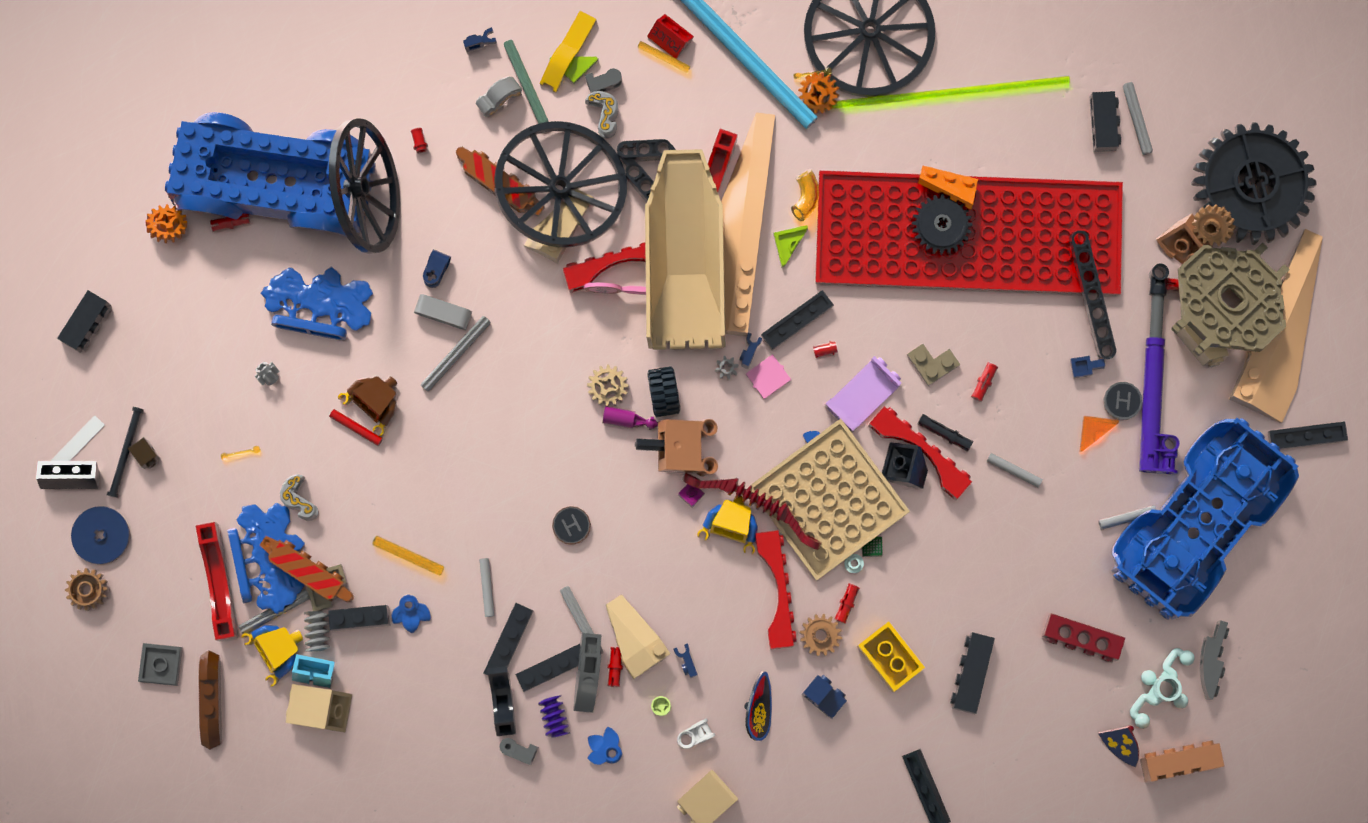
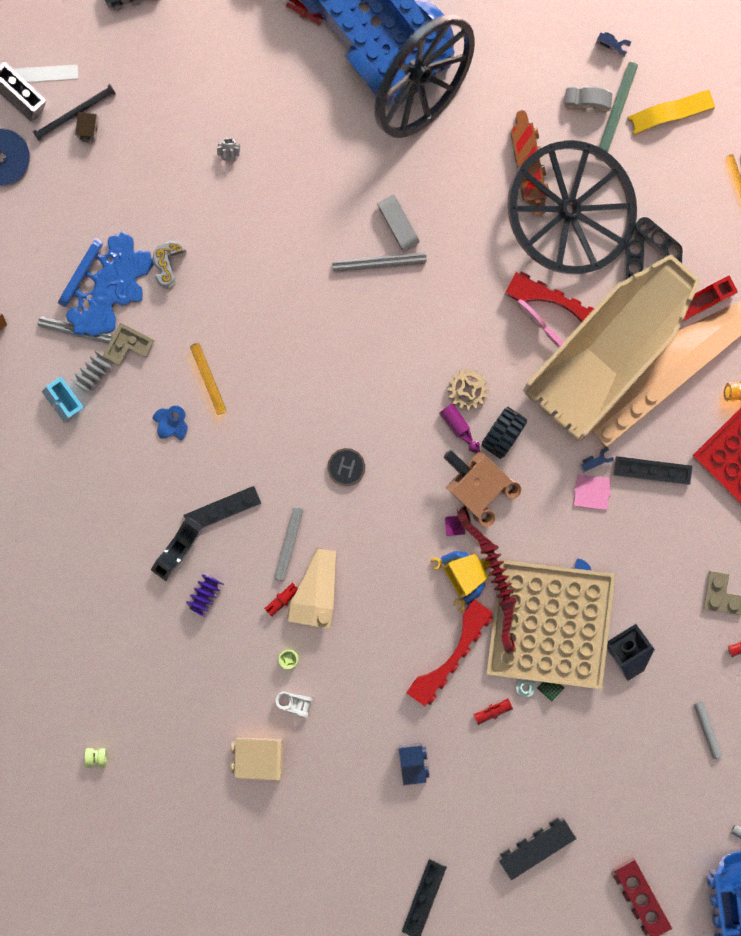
camera: 50 degrees right, 5 degrees up
(215, 567) = (63, 255): red arch -> none
(256, 449) = (170, 198): clear yellow hinge -> none
(276, 648) = (51, 358): yellow torso -> none
(304, 570) = (123, 321): dark orange hinge -> none
(318, 708) = (42, 430): tan slope -> none
(323, 298) = (321, 131): blue plant -> none
(356, 427) = (256, 248): red piece -> none
(359, 618) = (131, 391): black brick -> none
(374, 398) = (289, 240): reddish brown torso -> none
(419, 141) = (499, 77): red pin -> none
(436, 265) = (426, 184): dark blue piece -> none
(486, 587) = (243, 455): light grey piece -> none
(512, 749) = (155, 595): dark grey leg -> none
(549, 668) = (239, 558): black plate -> none
(566, 228) = (546, 244): tan wedge -> none
(579, 67) = (668, 131): lime tile -> none
(588, 672) = (258, 586): dark grey slope -> none
(602, 745) = (220, 647): blue plate -> none
(604, 82) = (676, 160): dark grey leg -> none
(609, 112) = (661, 185): light grey animal -> none
(688, 666) = (334, 649): dark blue plate -> none
(730, 364) = (562, 458): light grey gear -> none
(759, 708) = (357, 728): shield -> none
(787, 241) = (700, 405): lime tile -> none
(810, 637) = (452, 706): medium nougat gear -> none
(825, 349) = (653, 511): red pin -> none
(864, 393) = (650, 570): lavender panel -> none
(890, 657) = (488, 781): yellow brick -> none
(891, 427) = (655, 692): red arch -> none
(945, 432) = (683, 655): black pin -> none

